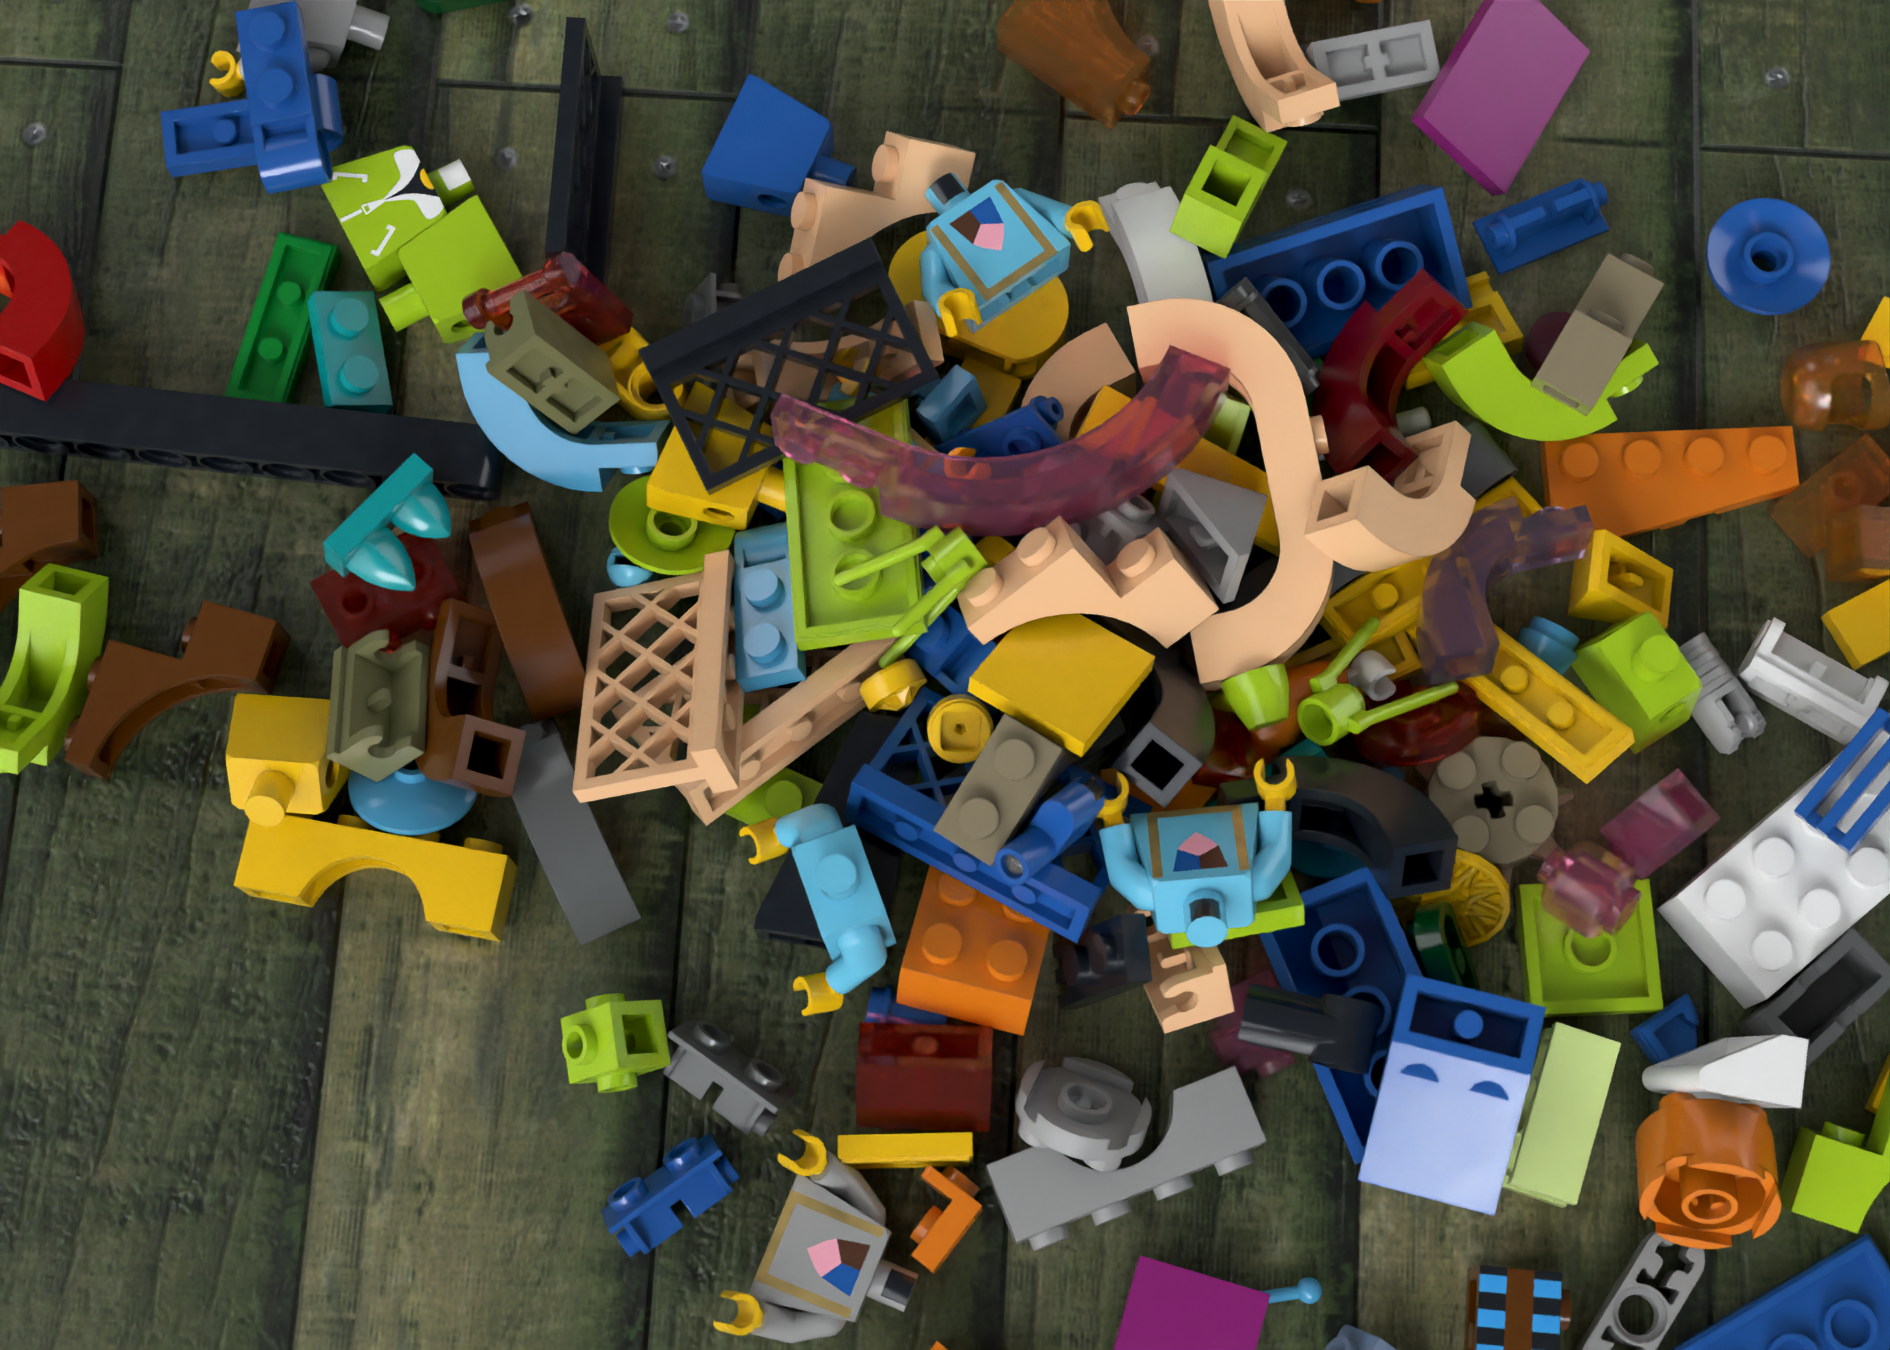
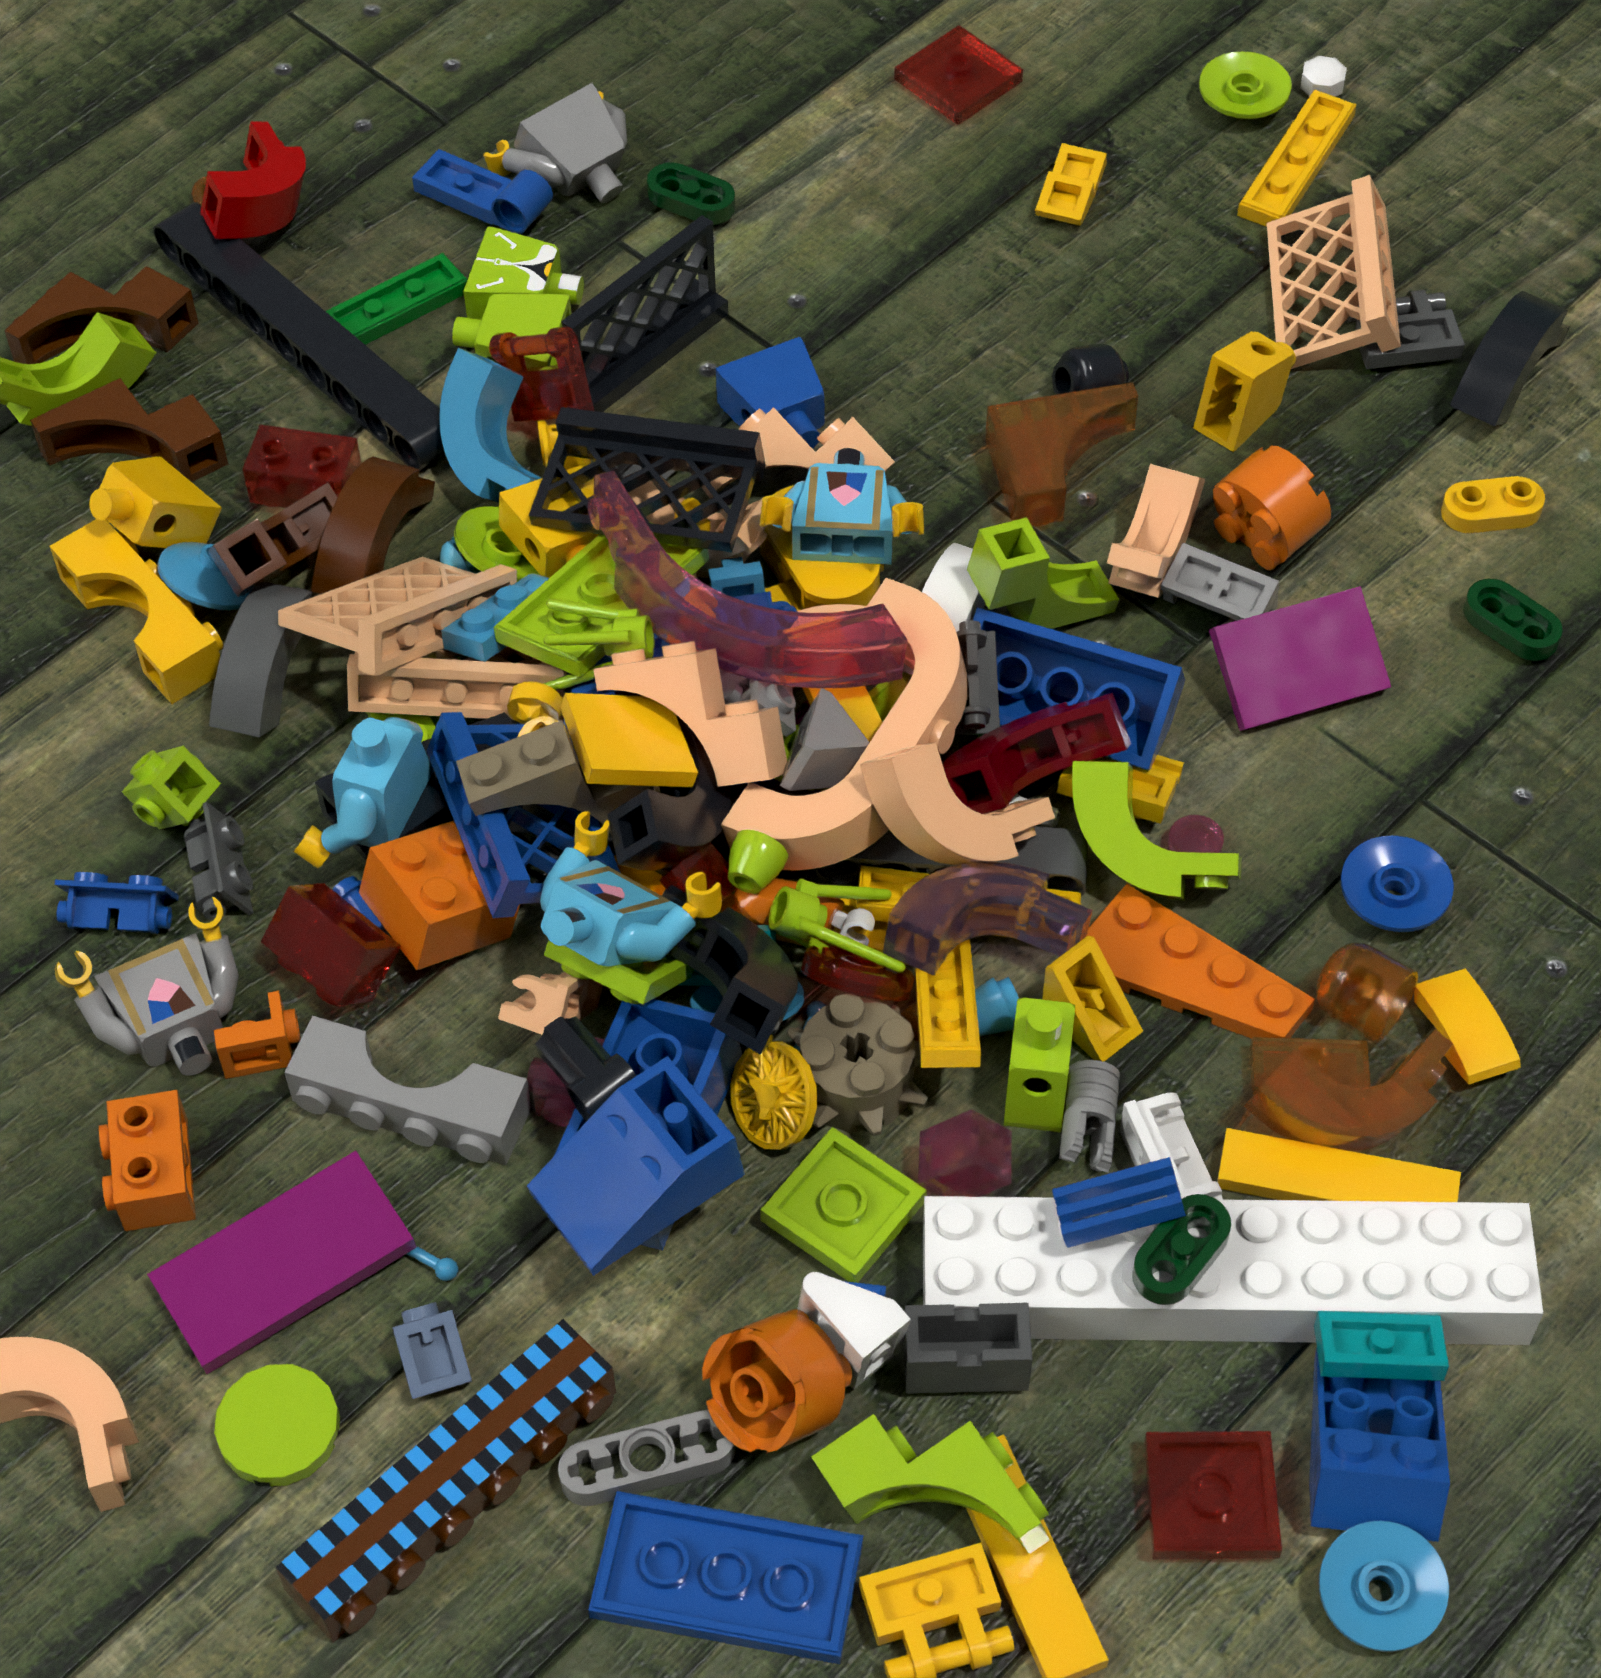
camera: 40 degrees right, 20 degrees down
(282, 98) = (484, 188): blue plate -> none
(349, 351) = (417, 334): teal plate -> none
(366, 539) = (313, 410): teal tile -> none
(378, 705) = (223, 507): olive hinge -> none
(551, 364) = (507, 390): olive hinge -> none
(906, 1150) = (268, 973): yellow tile -> none
(1051, 831) = (537, 818): blue piece -> none
(1054, 1117) = (404, 1036): light grey plate -> none
(1104, 961) = (498, 944): black hinge -> none
(1440, 945) = (740, 1105): dark green plate -> none
(1543, 224) = (1252, 765): blue hinge -> none
(1560, 1114) = (717, 1286): yellowish green piece -> none
(1588, 889) = (868, 1149): head -> none
(1598, 332) = (1231, 815): dark tan arch -> none

